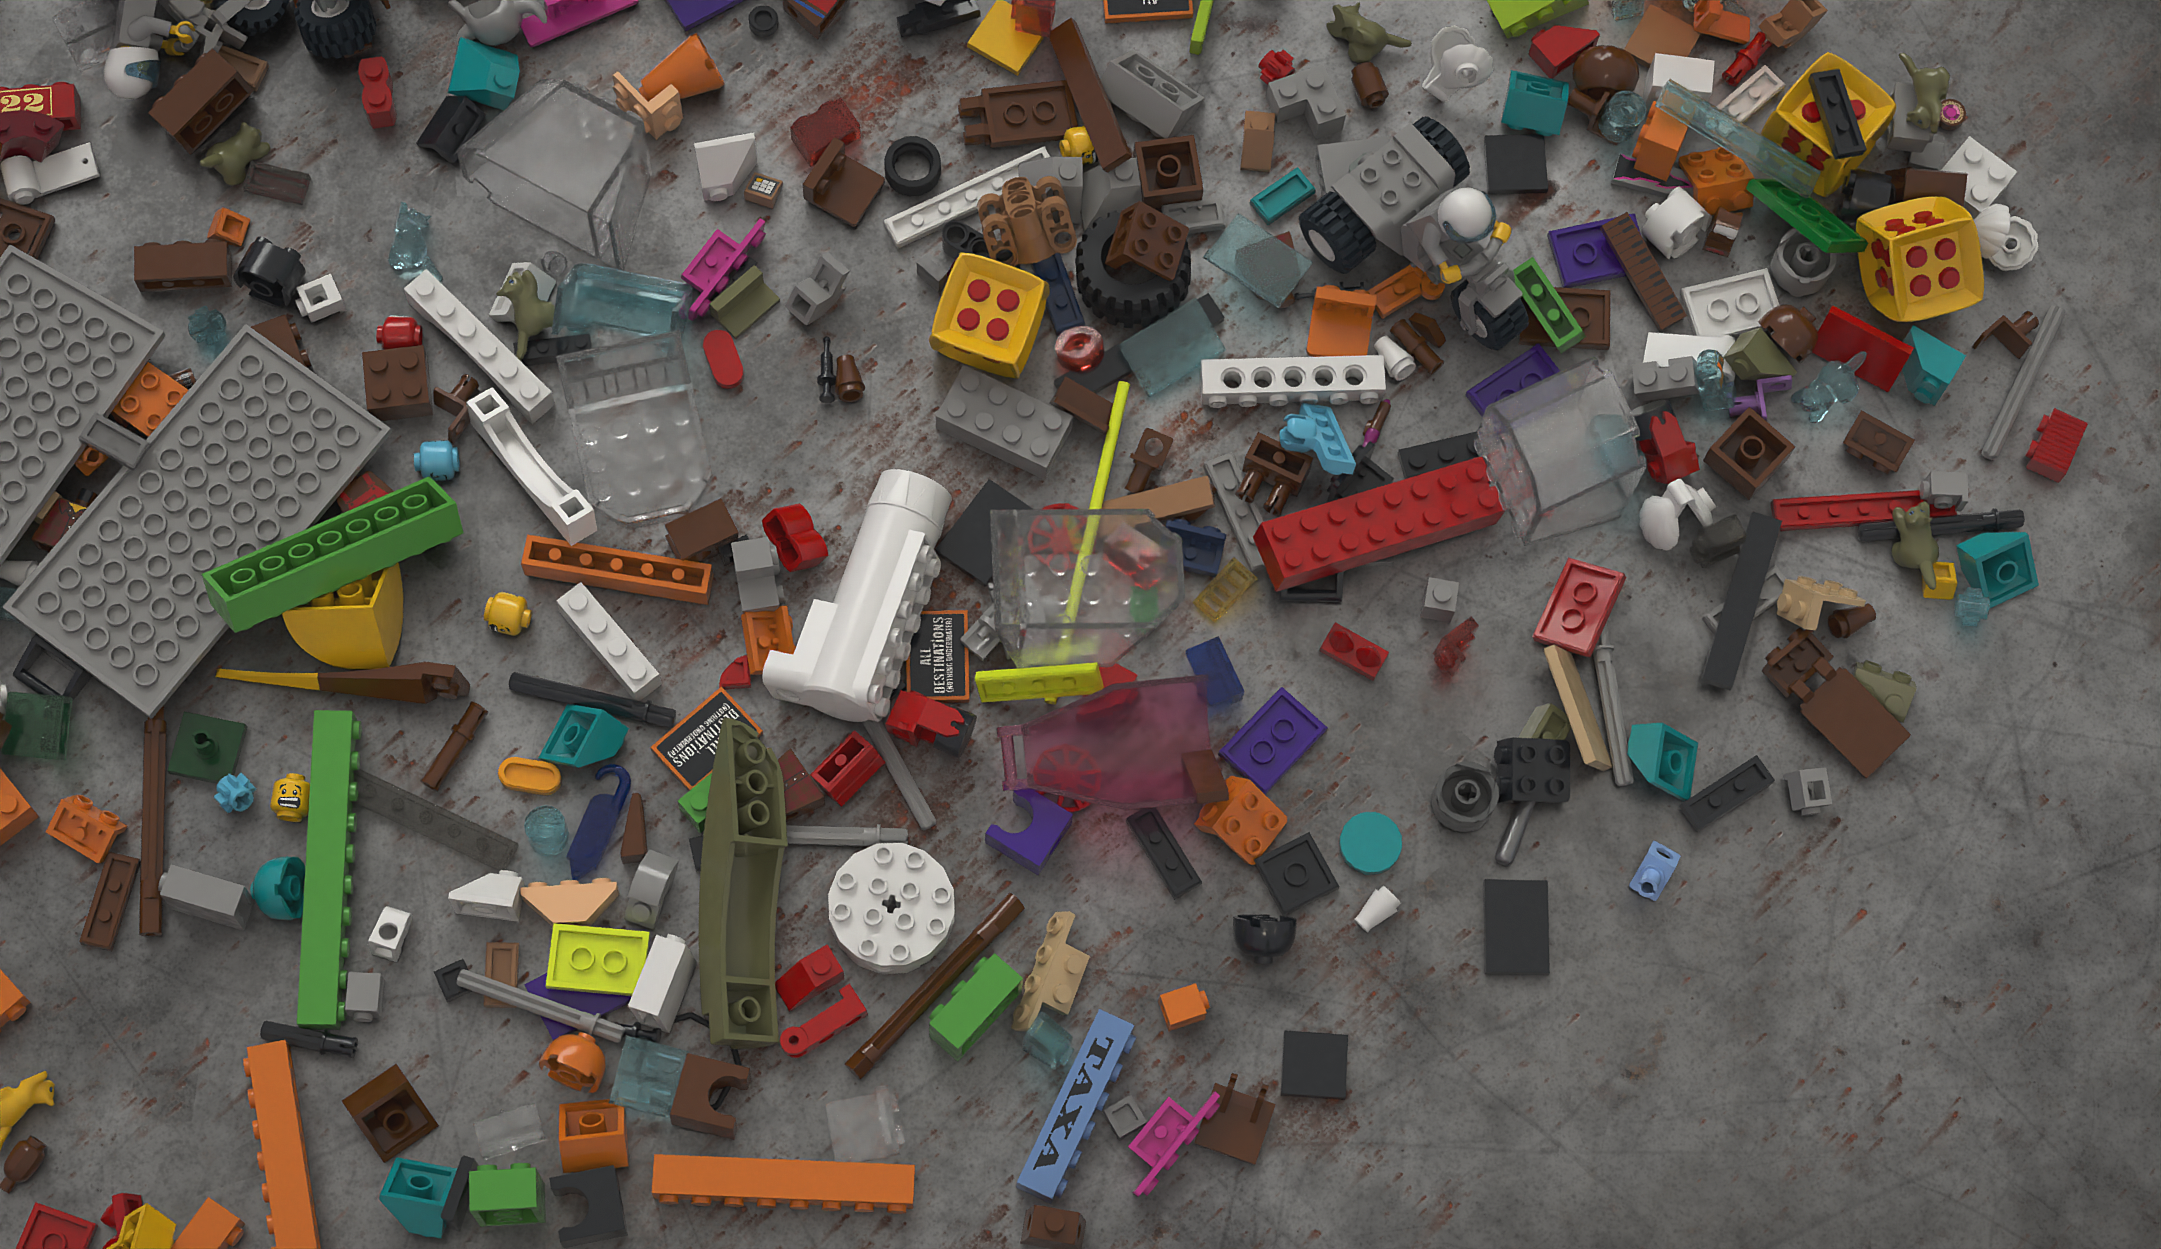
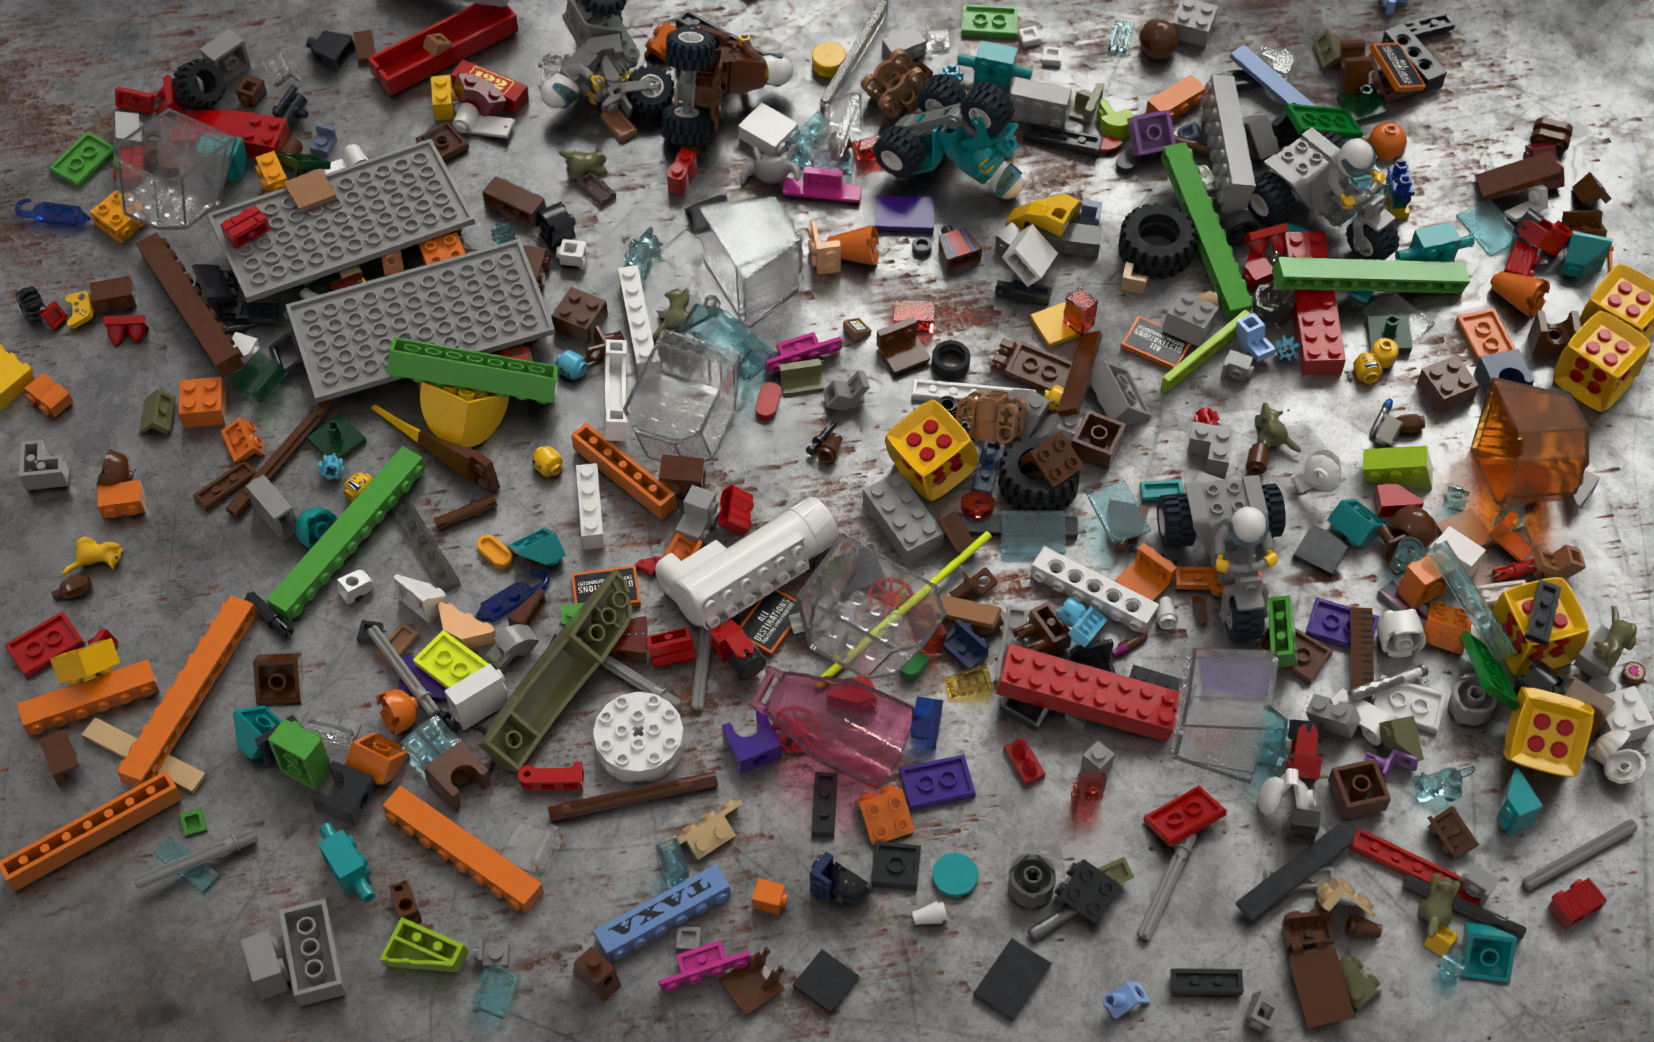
camera: 40 degrees right, 15 degrees down
(114, 441) = (405, 255): flat silver tile -> none
(200, 101) = (584, 125): reddish brown brick -> none
(228, 227) = (554, 195): orange slope -> none
(364, 996) = (315, 609): light grey brick -> none
(399, 332) = (602, 290): red head -> none
(484, 74) = (744, 186): teal slope -> none
(546, 830) = (479, 581): clear light blue wheel -> none
(585, 697) = (582, 554): black axle -> none
(725, 164) = (842, 300): white slope -> none
(809, 978) = (564, 747): red slope -> none
(974, 1006) = (644, 818): bright green brick -> none
(1039, 682) = (813, 661): neon yellow tile -> none
(1197, 215) = (1099, 472): light grey plate -> none
(1204, 776) = (874, 769): reddish brown tile -> none
(1225, 942) = (819, 883): none -> dark blue bracket
(1257, 141) = (1167, 454): medium nougat slope -> none
(1417, 346) = (1186, 614): reddish brown pin -> none
(1578, 708) = (1140, 870): tan tile -> none
(1664, 757) = (1179, 935): teal slope -> none
(1693, 303) = (1372, 688): none -> flat silver piece
(1712, 387) = (1362, 733): clear light blue leg -> none
(1722, 232) = (1431, 653): reddish brown leg -> none
(1792, 330) = (1435, 732): reddish brown cylinder -> none
(1845, 336) = (1488, 779): red tile -> none
(2011, 334) = (1589, 821): reddish brown bracket -> none

